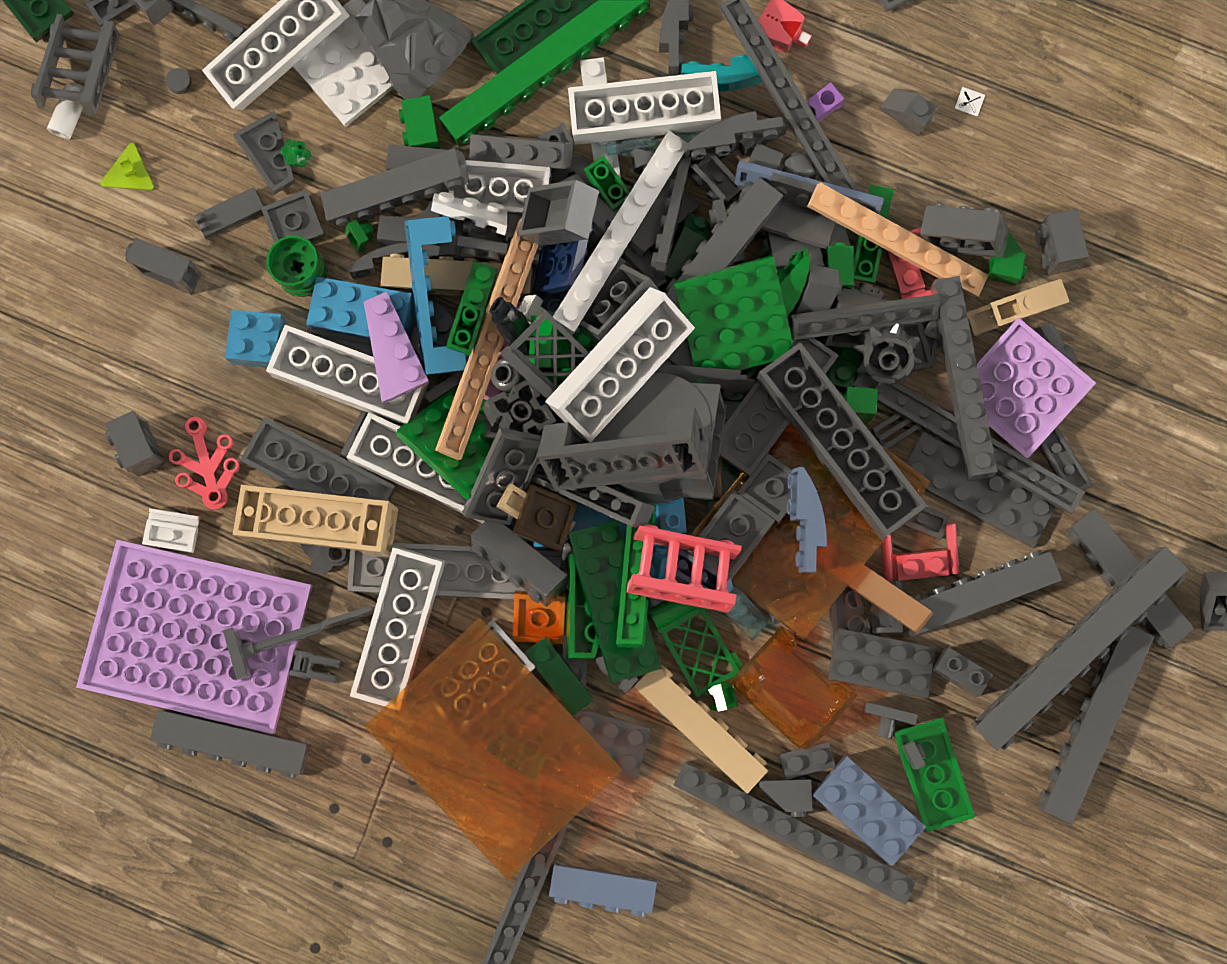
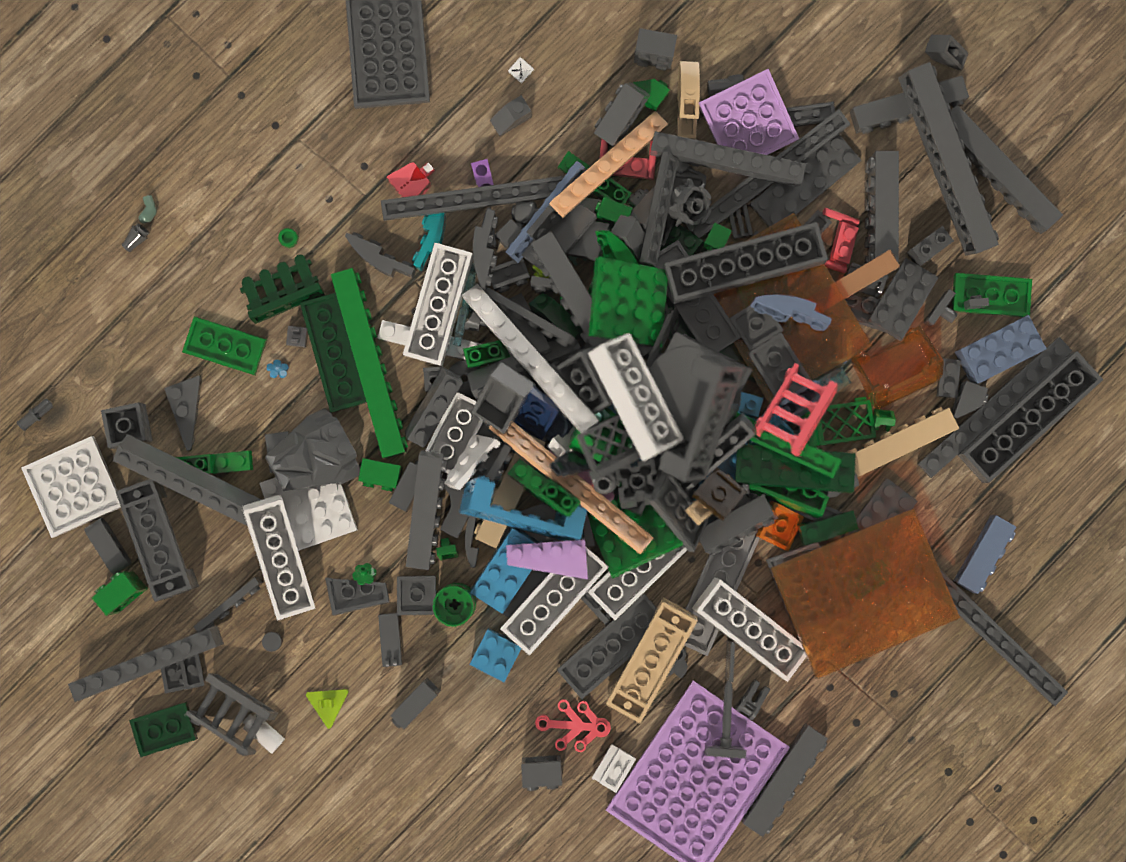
camera: 70 degrees left, 5 degrees up
(798, 880) = (1030, 417): none -> dark grey brick

